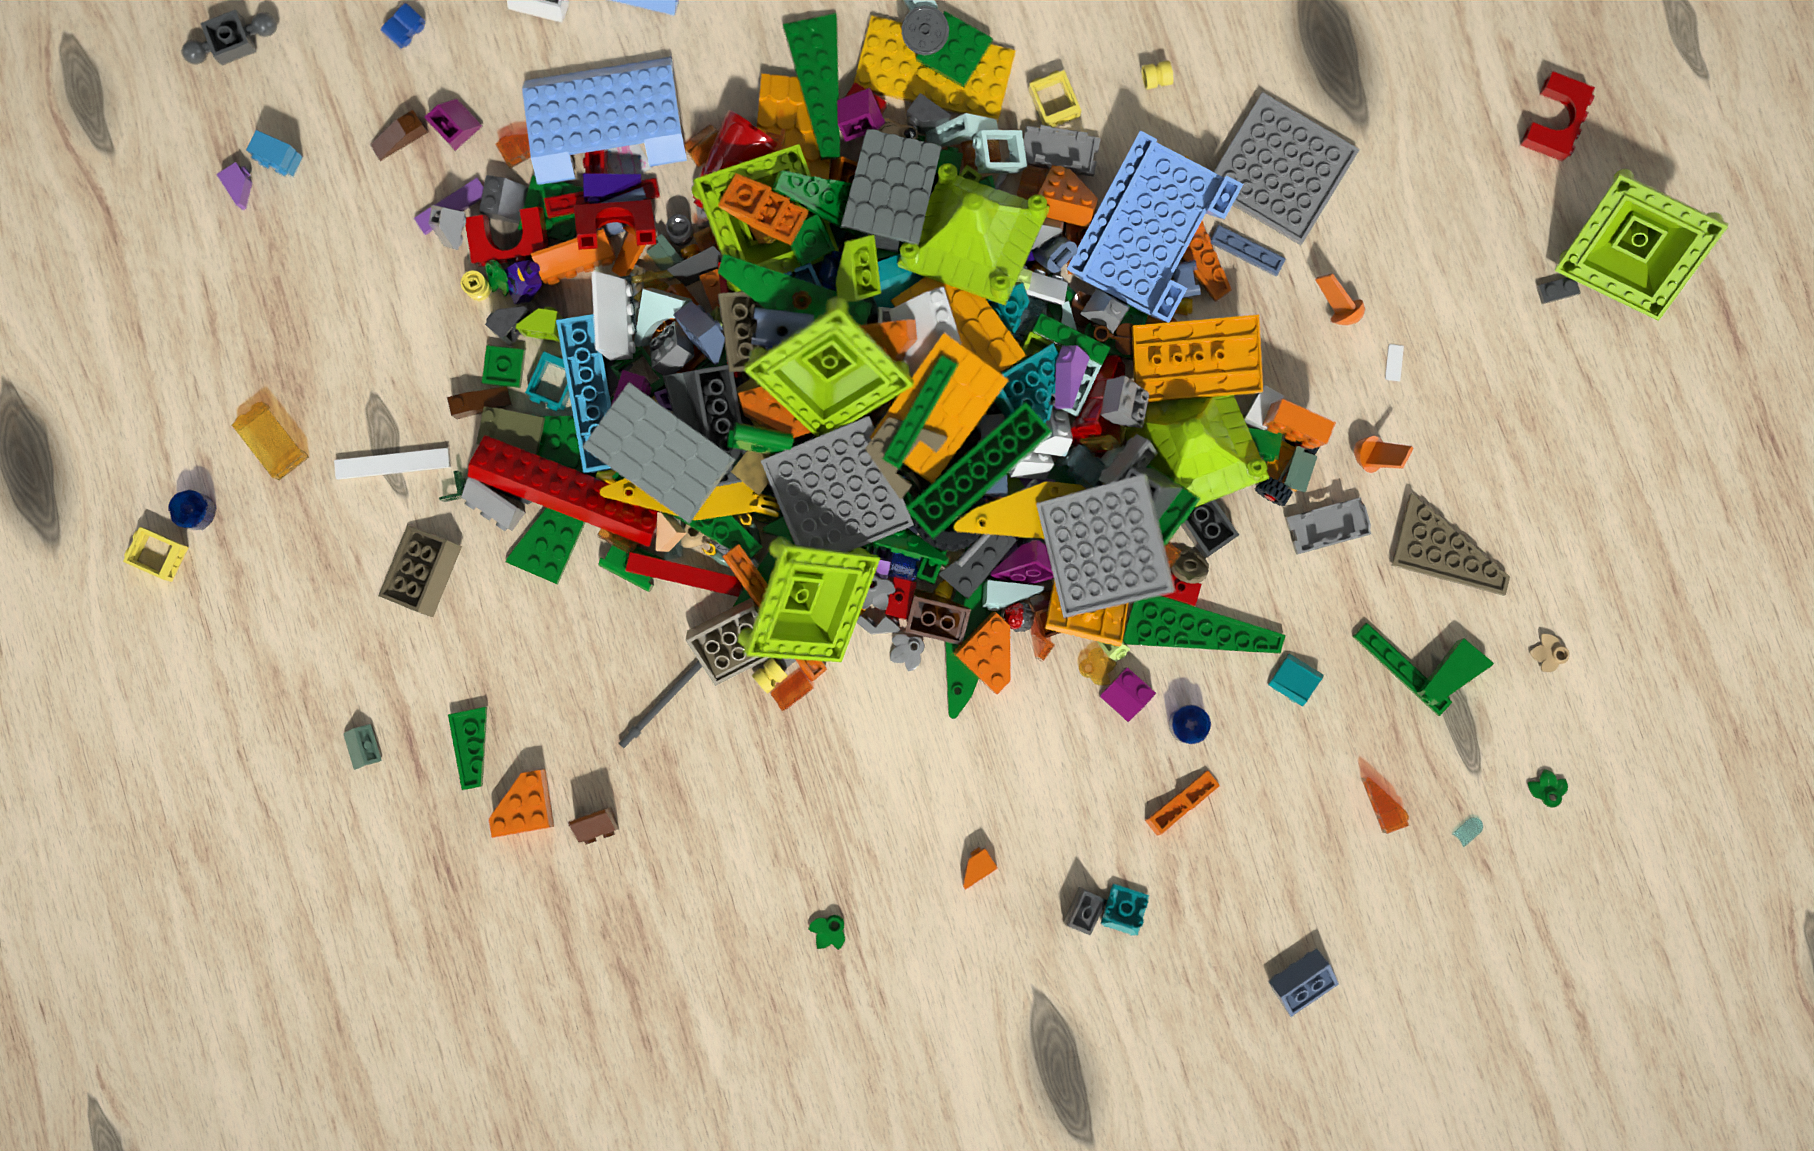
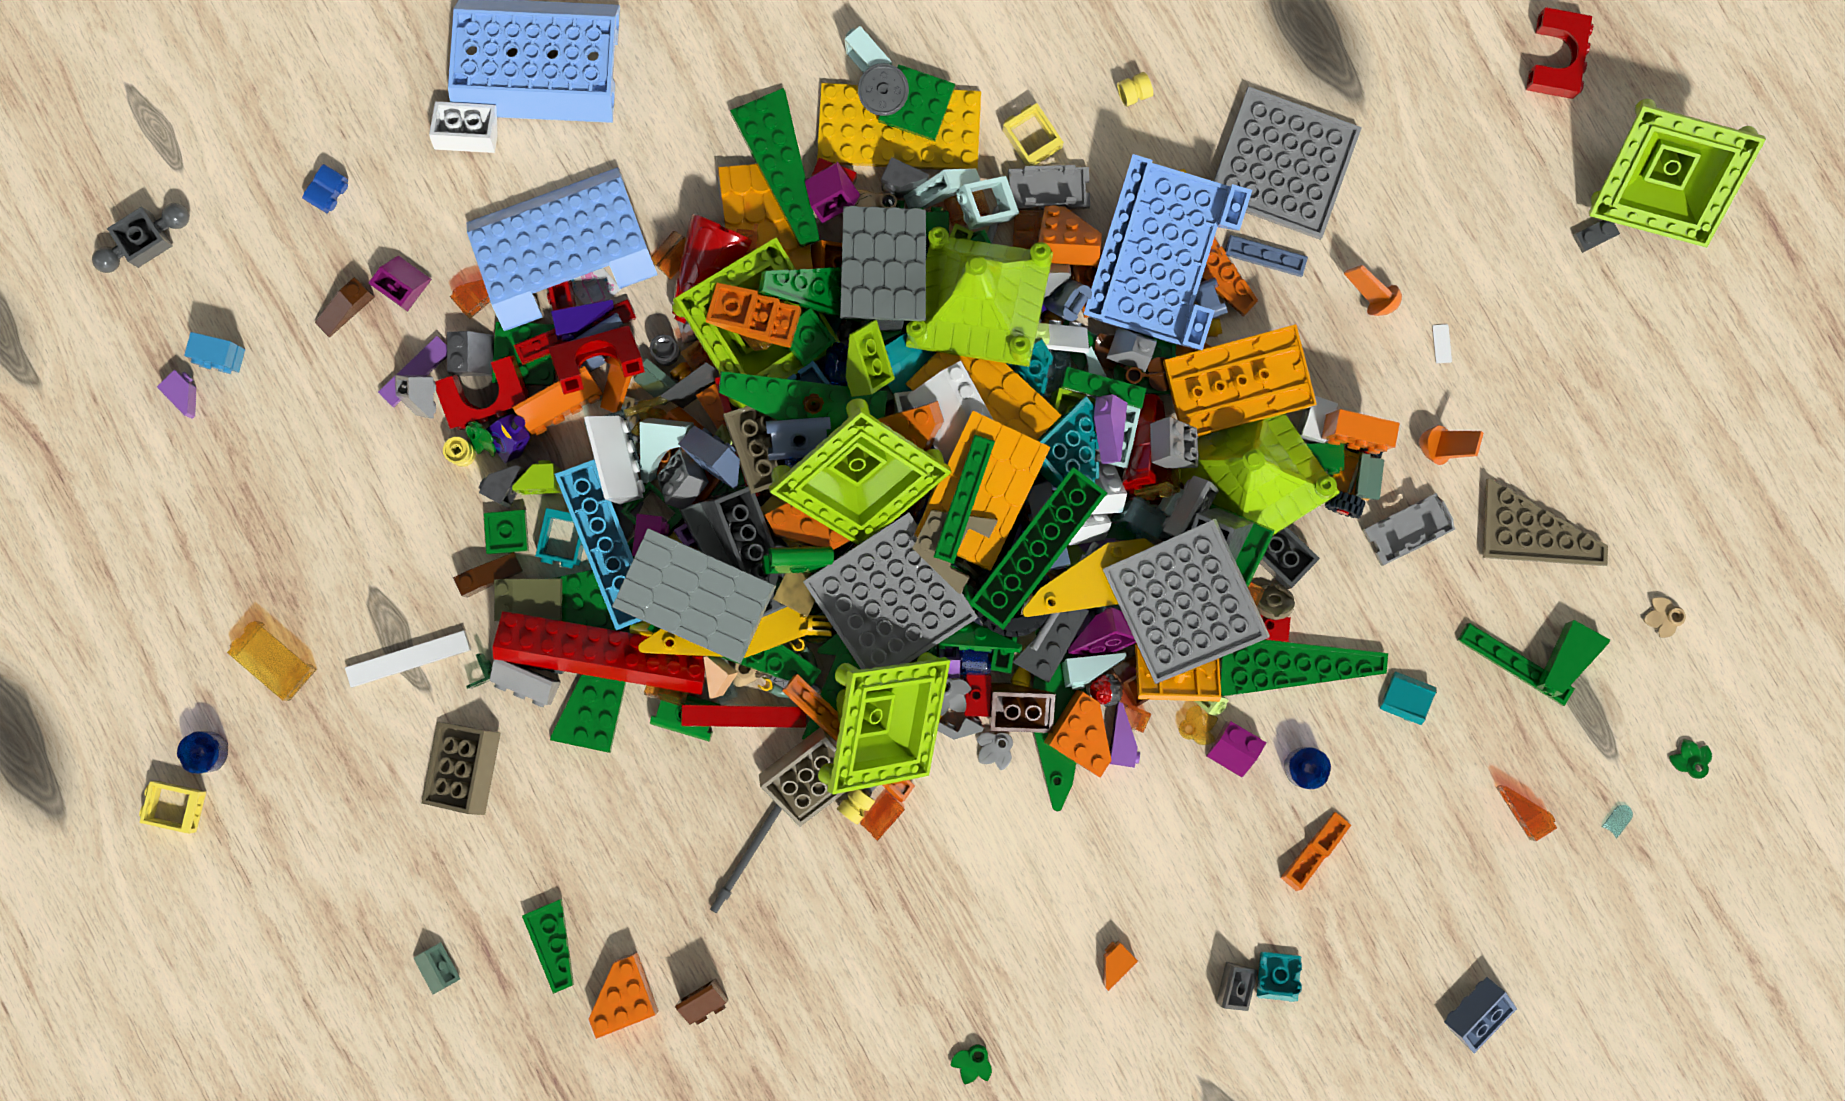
camera: 20 degrees left, 0 degrees up
(1025, 669) = (1123, 744): none -> medium lavender slope

